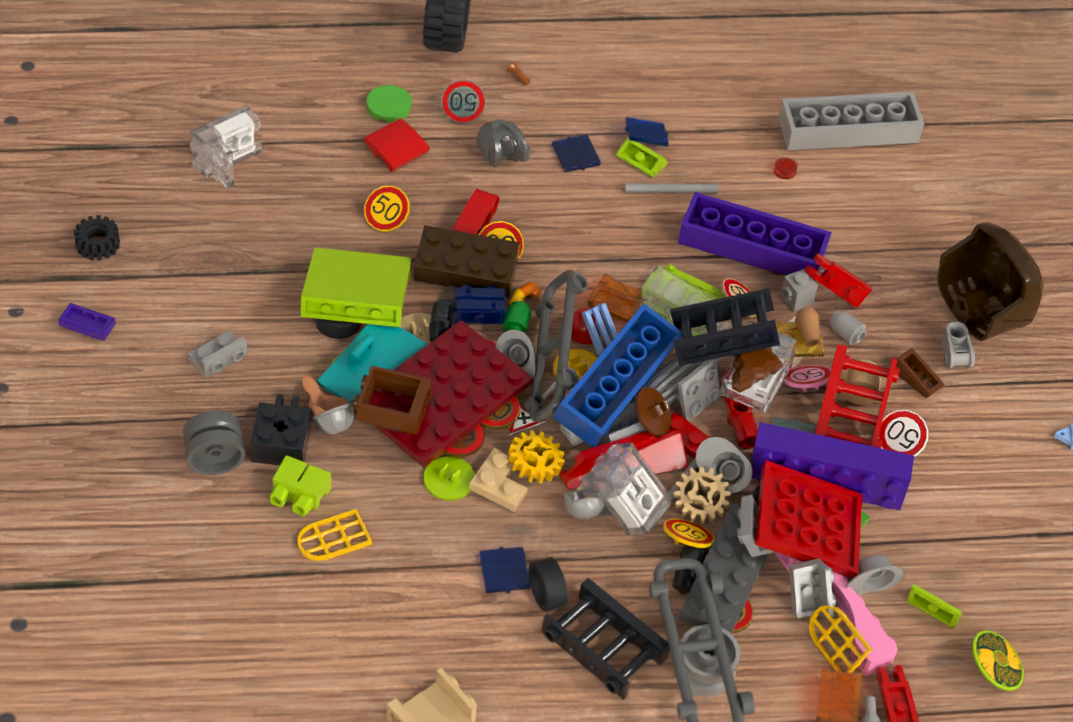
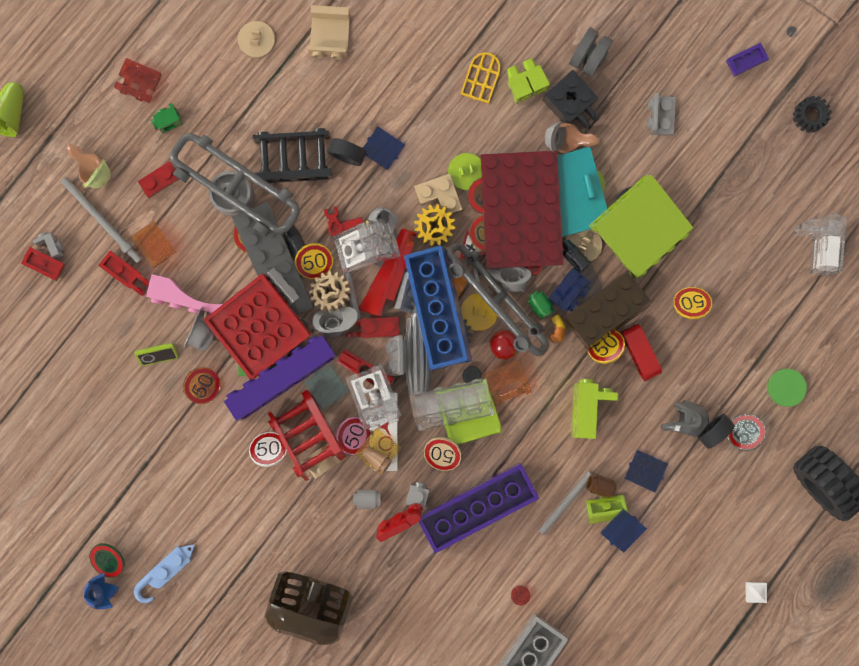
camera: 135 degrees right, 35 degrees up
(395, 382) = (544, 145): reddish brown window -> none
(396, 144) = (744, 357): red slope -> none
(485, 105) = (716, 431): none -> black tyre
(513, 68) = (753, 498): dark orange piece -> none
(575, 216) = (585, 407): none -> lime brick
(588, 21) = (756, 592): none -> white tile
(602, 308) = (476, 341): light blue tile -> none
(628, 168) = (601, 486): none -> reddish brown brick
(632, 541) = (335, 226): none -> red bar
(653, 411) = (401, 310): reddish brown piece -> none
(728, 341) = (388, 384): black fence -> none
(753, 367) = (371, 384): reddish brown rock -> none
(811, 587) = (220, 288): light grey bracket -> none
(848, 640) = (199, 283): yellow window -> none
(916, 536) = (201, 385): none -> piece
(918, 364) = (318, 508): reddish brown slope -> none
(957, 346) = (294, 549): light grey piece -> none
(998, 660) = (95, 348): shield -> none

